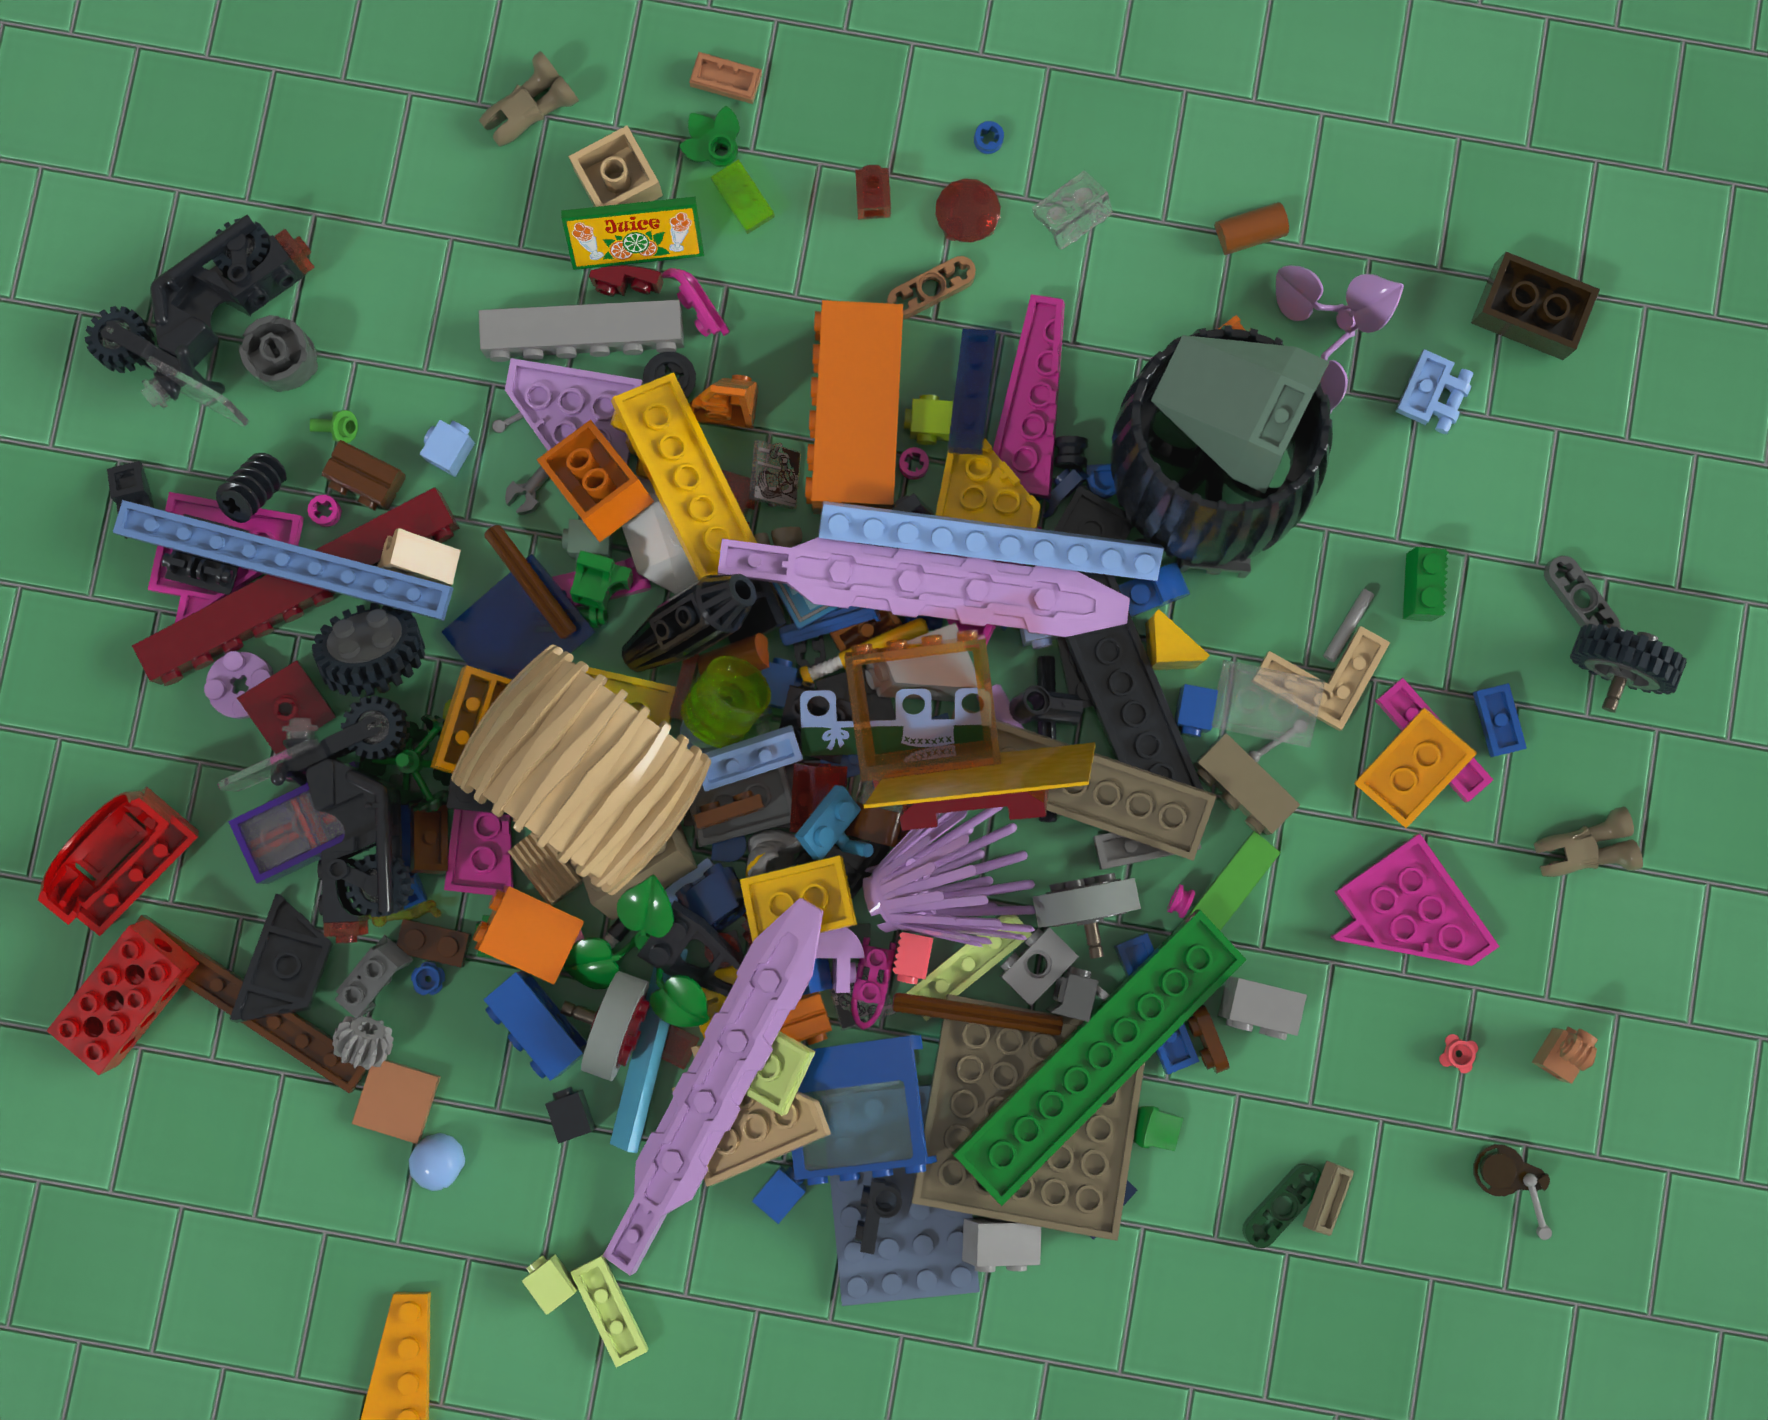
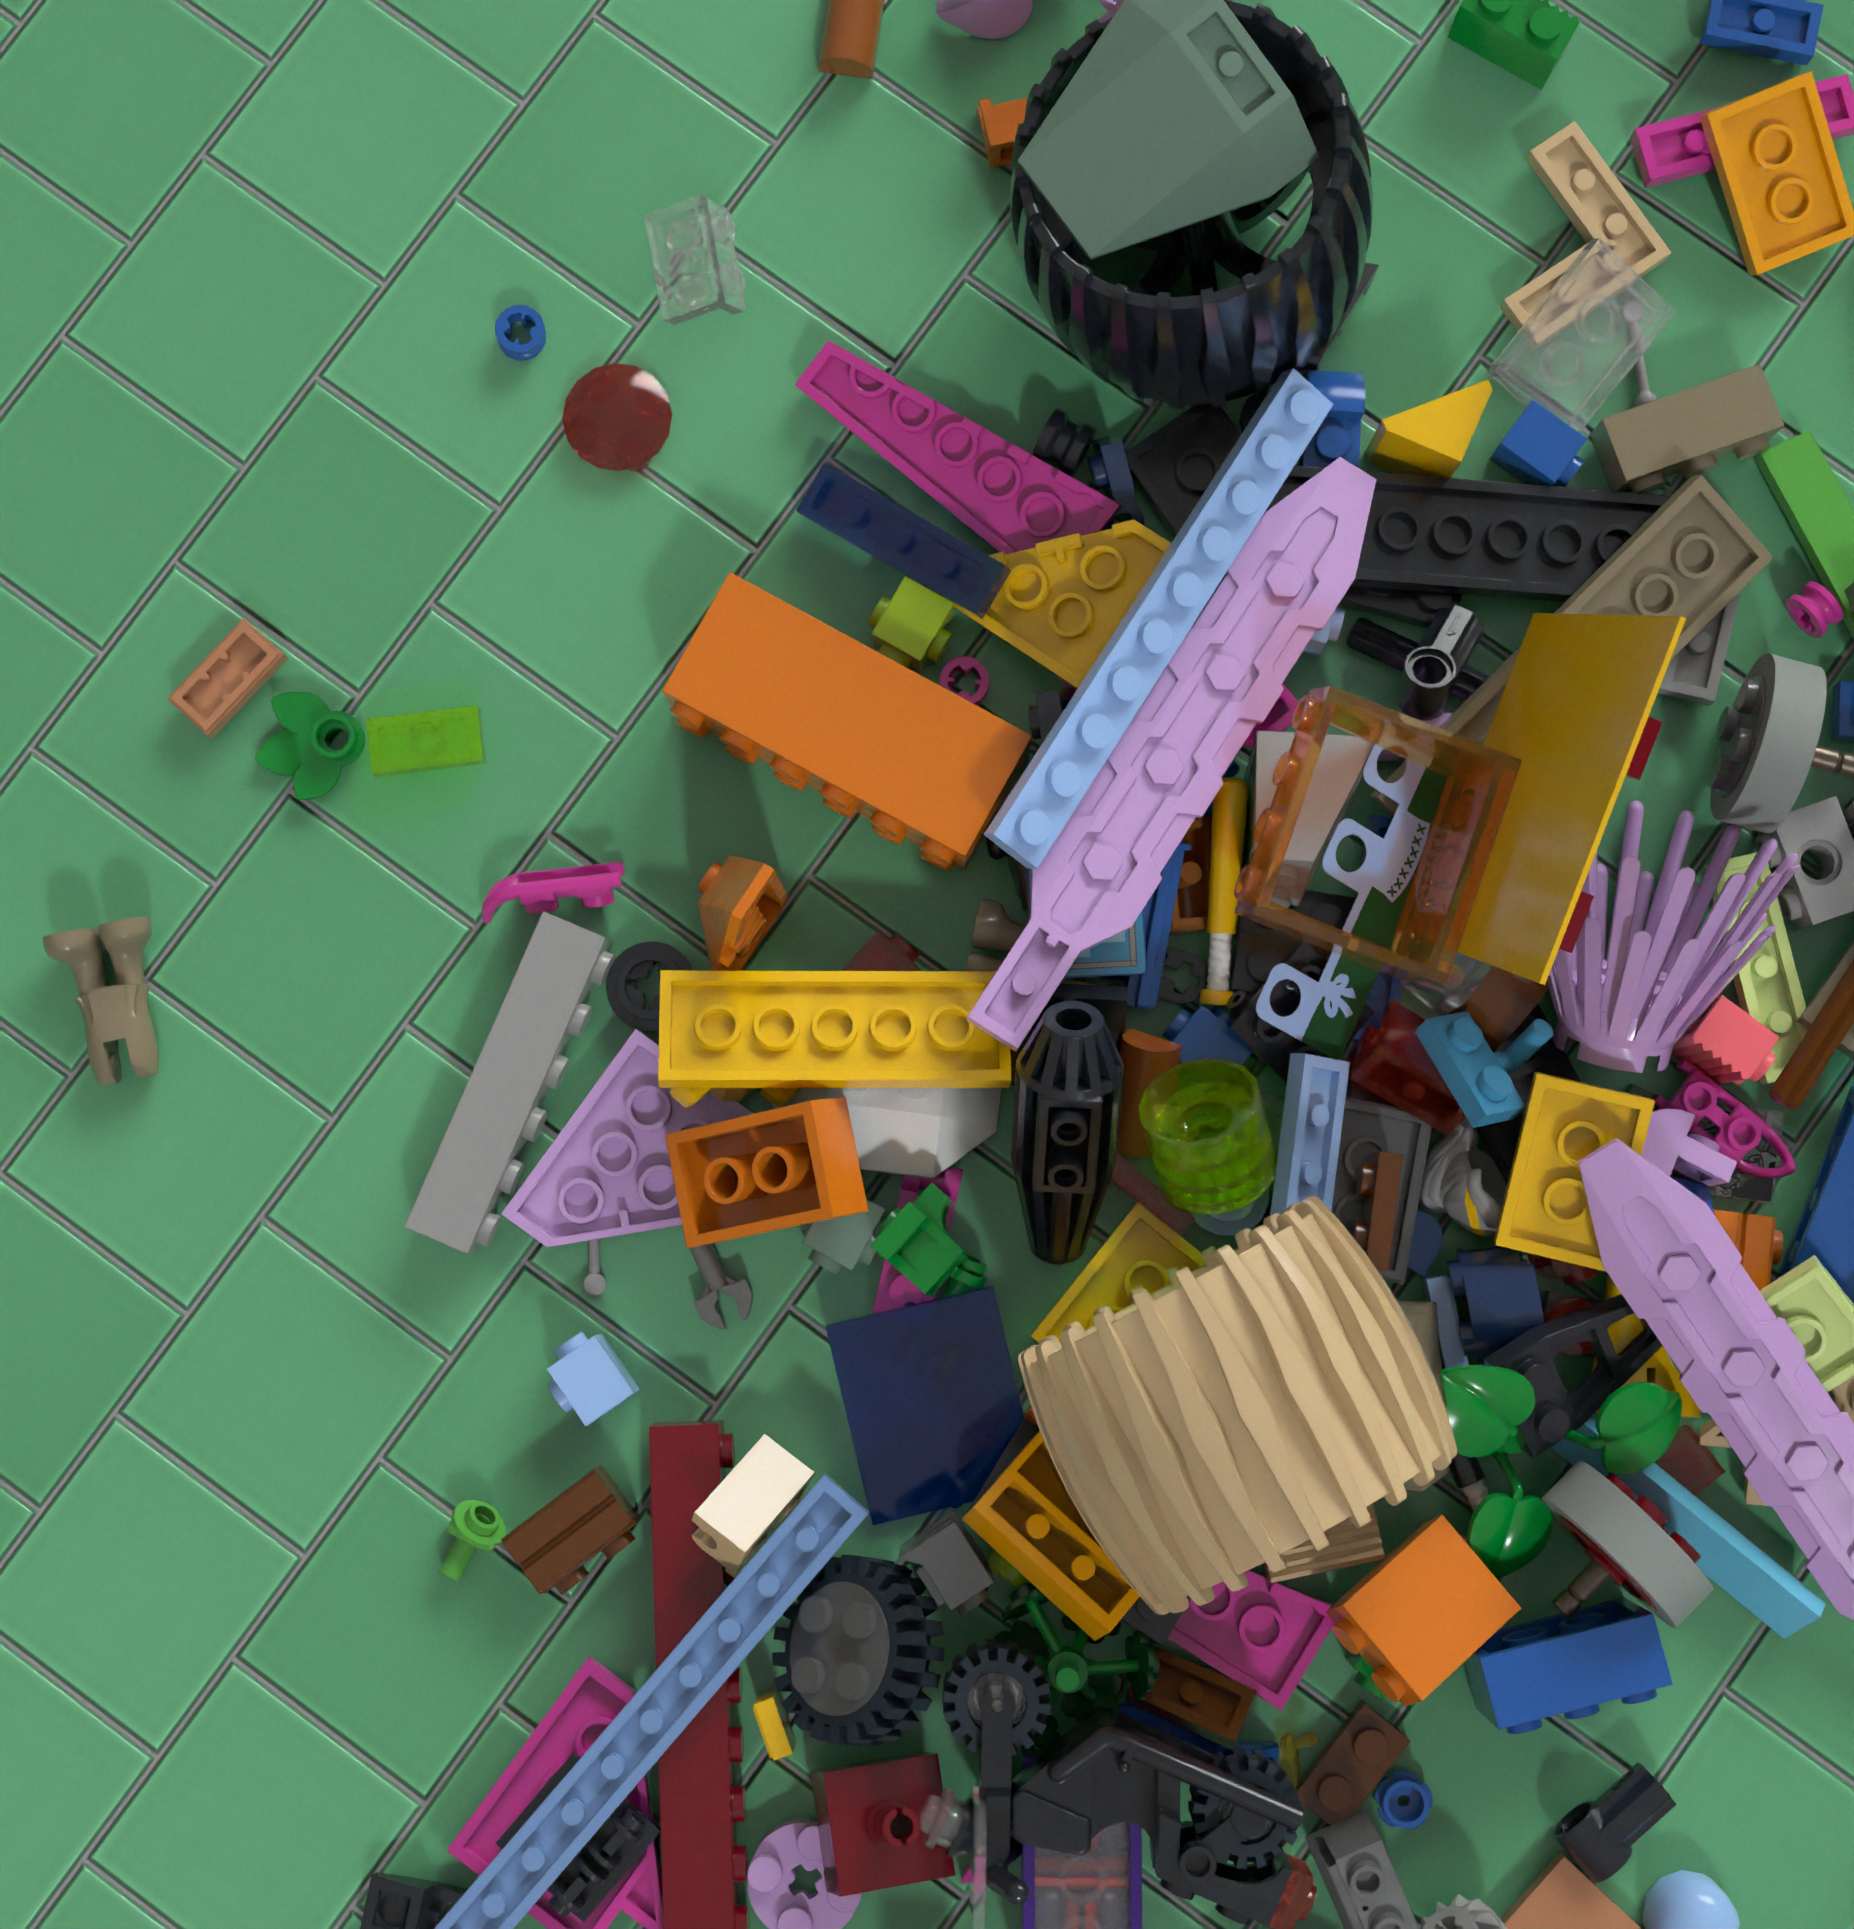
camera: 55 degrees left, 0 degrees up
(184, 306) = (170, 1689): black piece -> none
(250, 487) = (506, 1717): black piece -> none
(278, 353) = (313, 1573): dark grey brick -> none
(310, 627) = (774, 1724): none -> yellow tile
(324, 500) = (579, 1610): dark pink bush -> none
(435, 677) = (950, 1563): none -> dark grey window
(460, 1091) = (1602, 1831): none -> black piece
(530, 581) = (869, 1348): reddish brown axle -> none
(570, 1114) = (1717, 1679): black brick -> none
(615, 171) = (298, 915): tan brick -> none
(615, 280) = (458, 996): dark red slope -> none
(633, 233) = (402, 931): tile -> none
(775, 474) = (883, 897): piece -> none
(873, 192) = (521, 541): clear red brick -> none
(956, 283) = (692, 489): medium nougat beam -> none
(1100, 480) = (1125, 417): blue tile -> none
(1348, 625) = (1516, 170): light grey piece -> none

